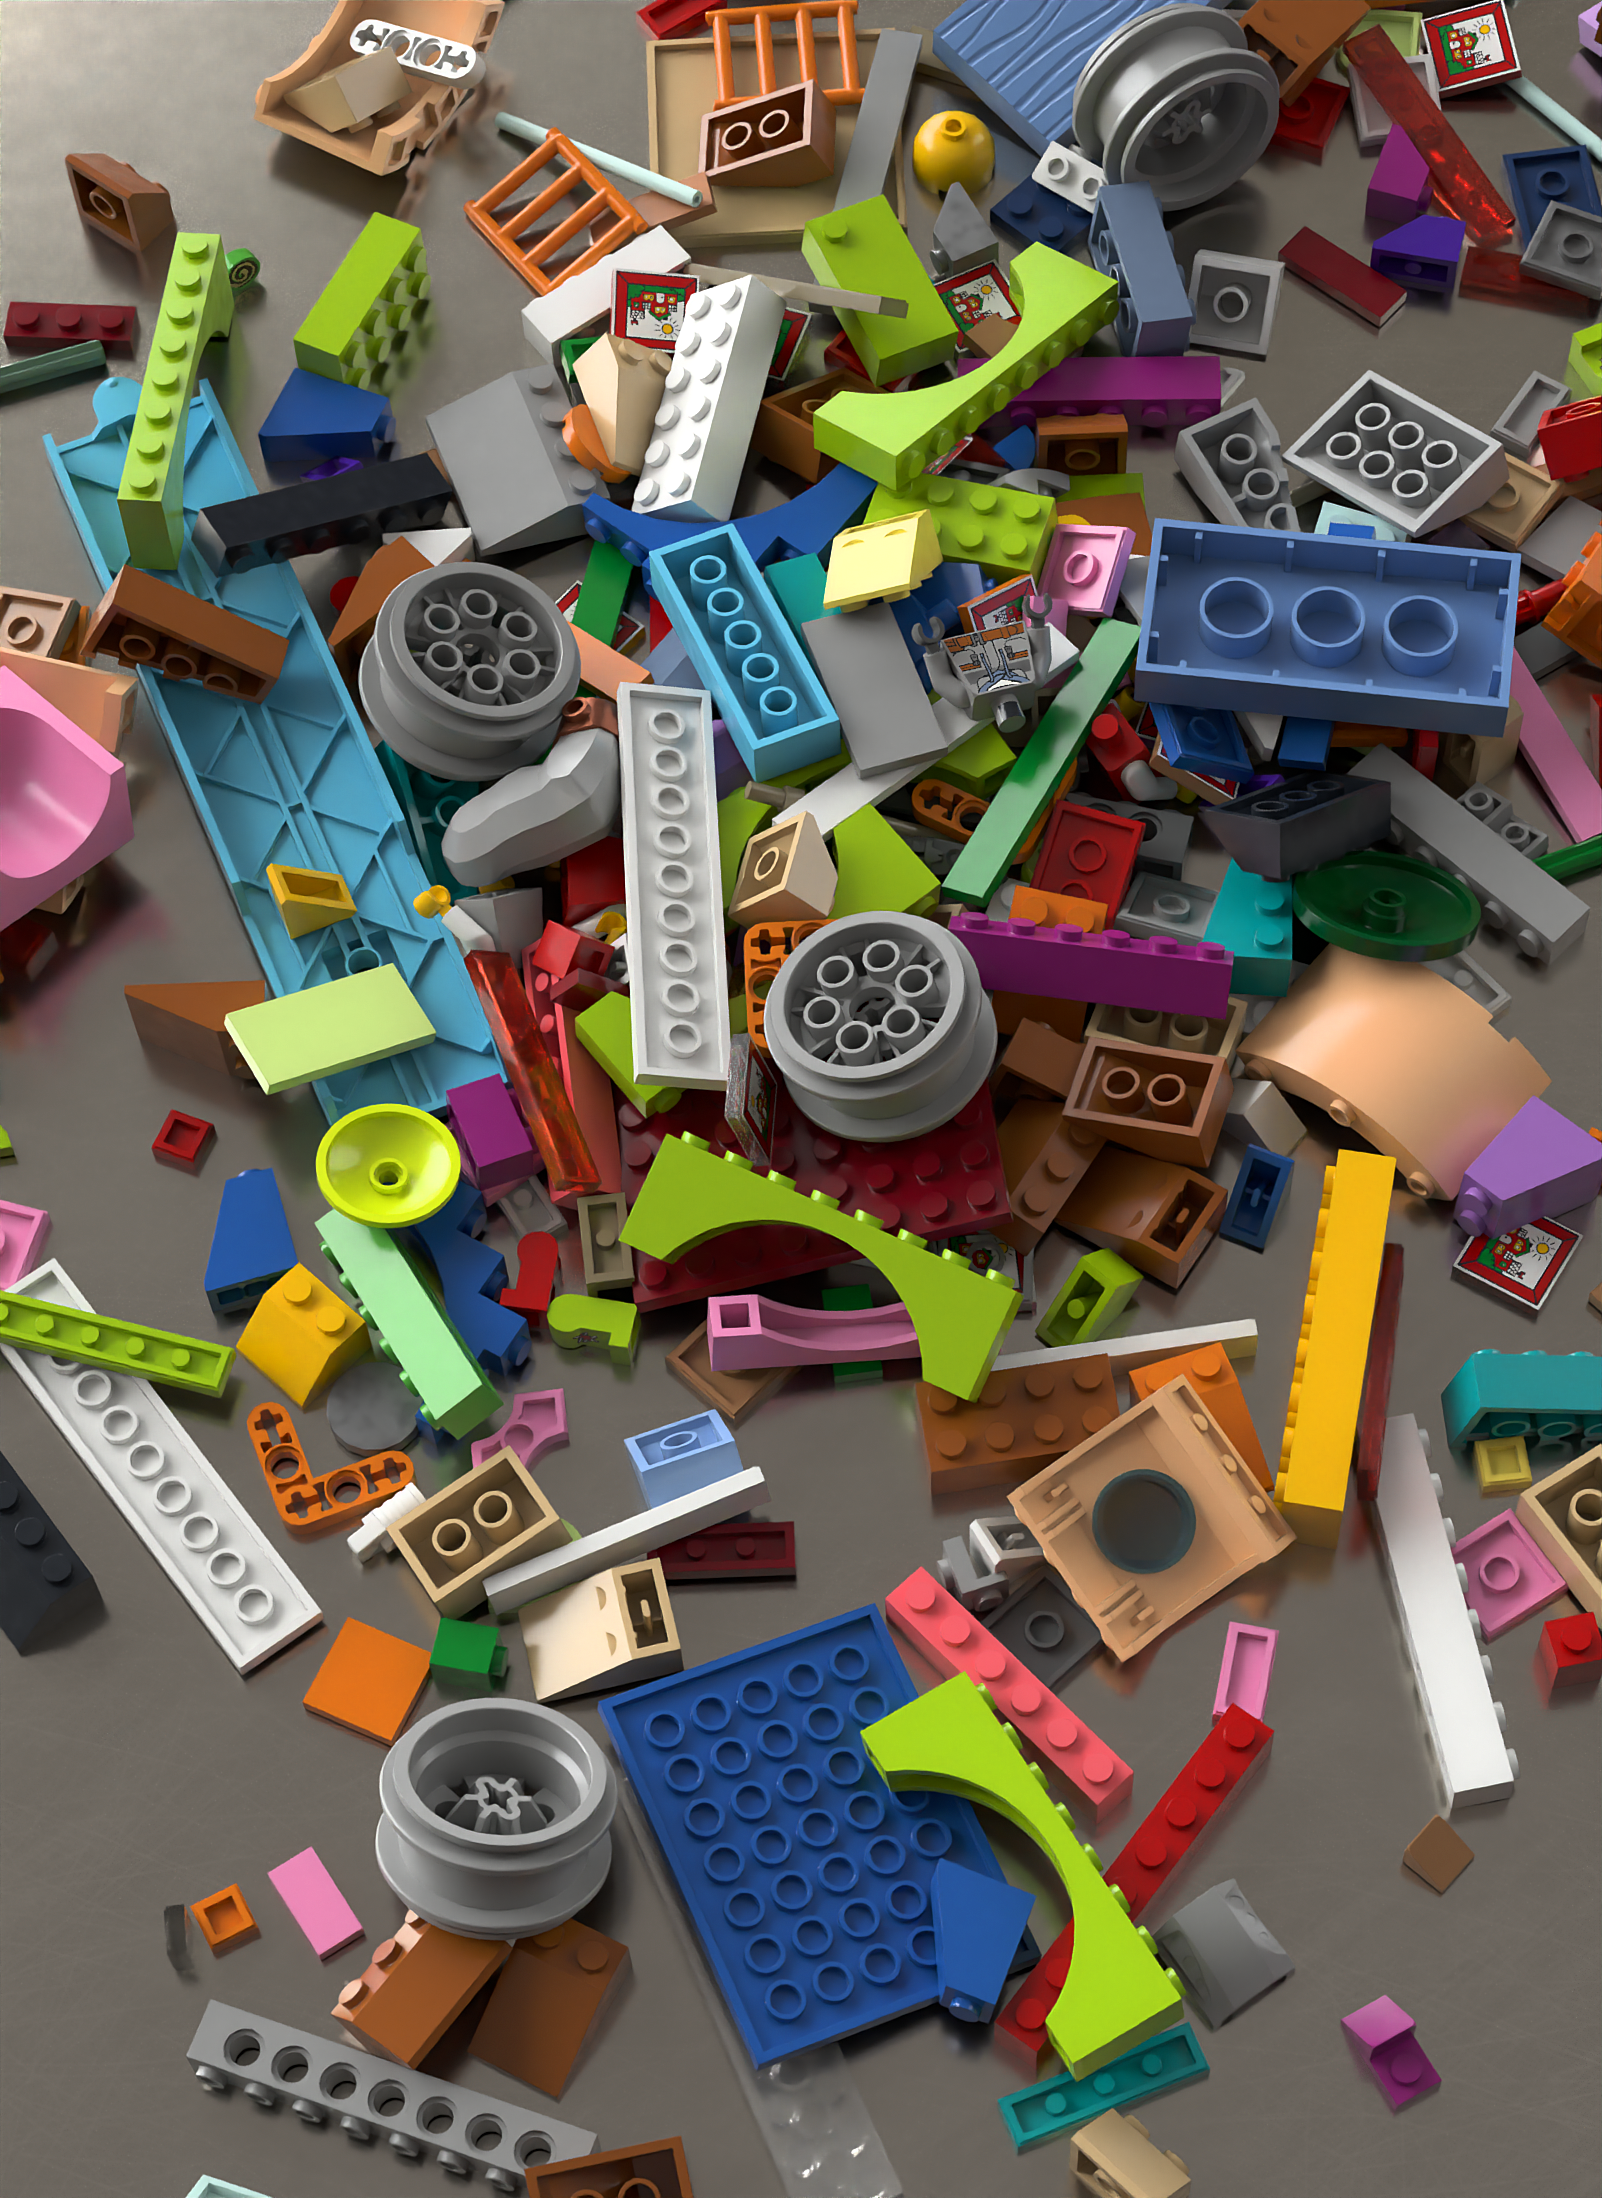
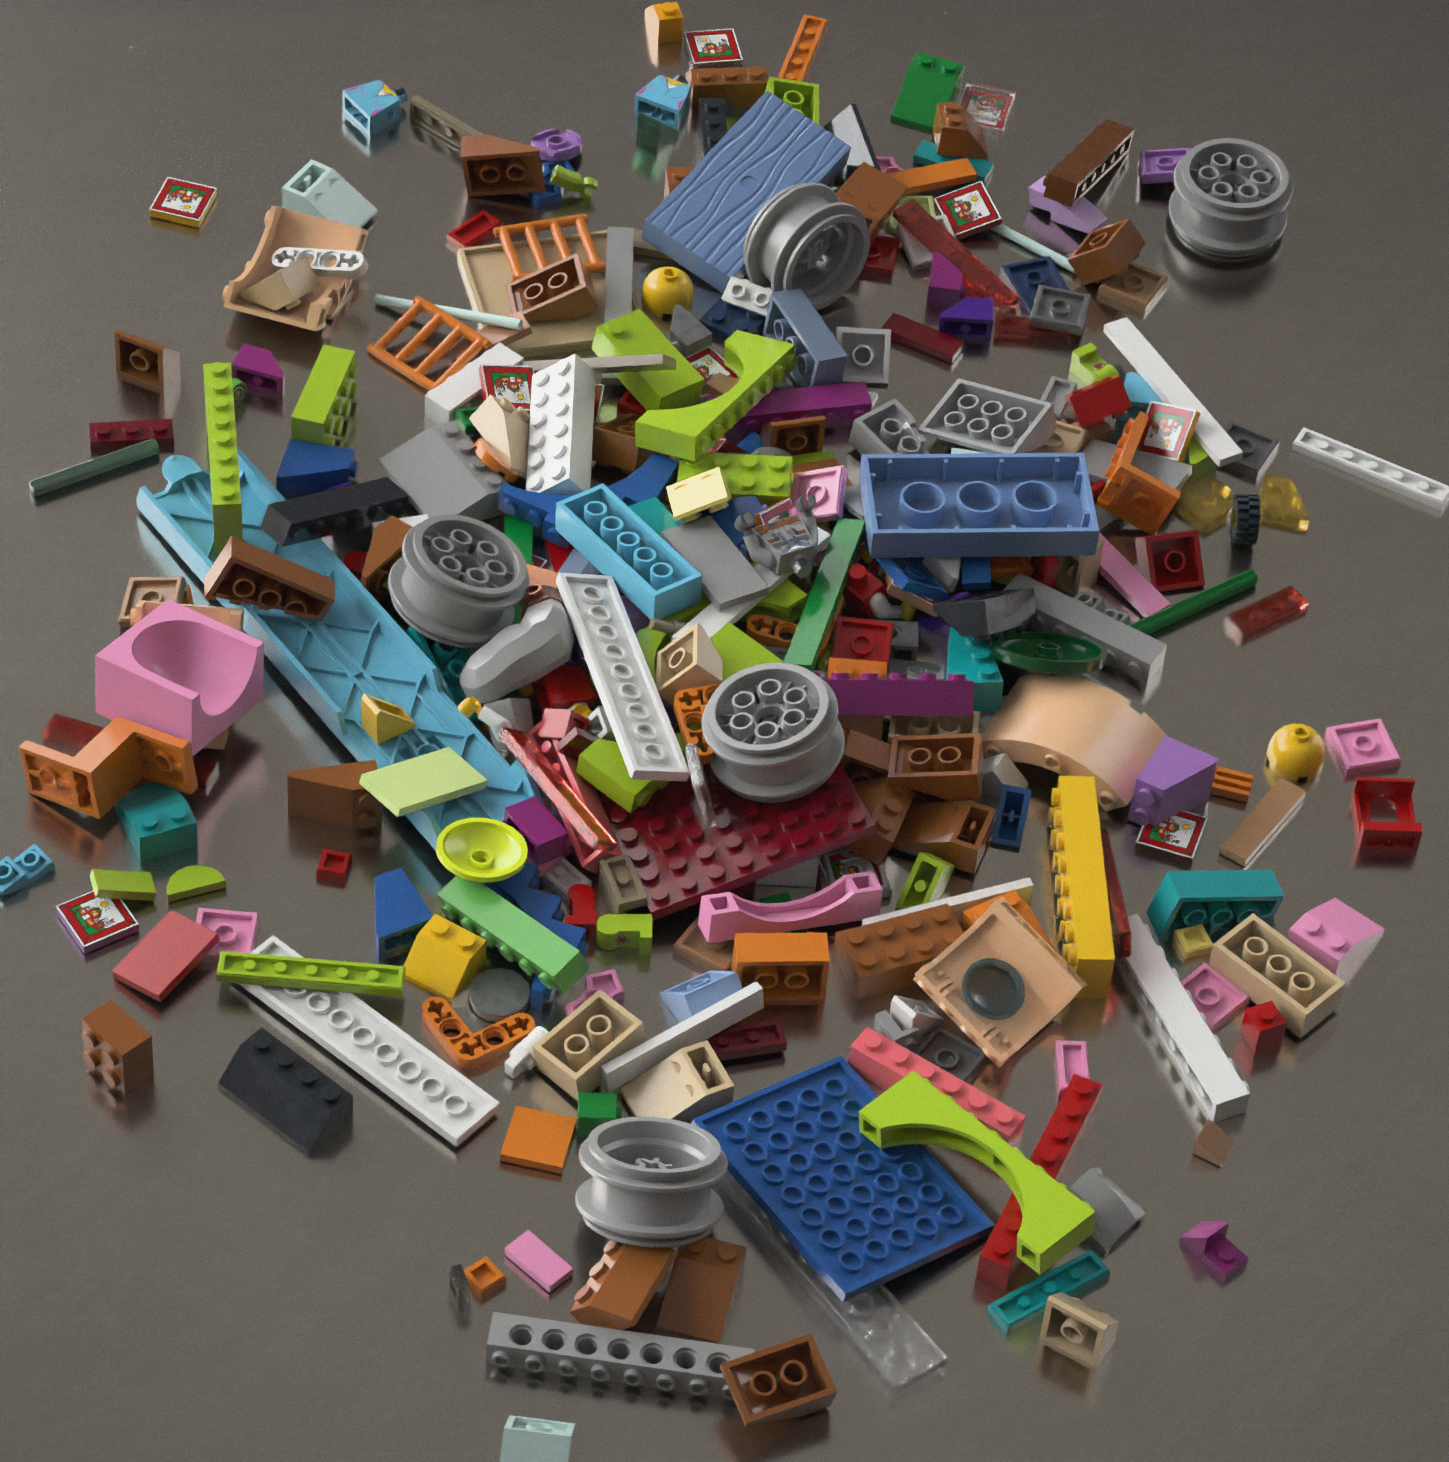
camera: 20 degrees left, 15 degrees down
(282, 234) = (259, 371): none -> magenta slope
(813, 1429) = (783, 964): none -> orange brick
(953, 1310) = (688, 837): lime arch -> none
(975, 1937) = (954, 1212): blue slope -> none

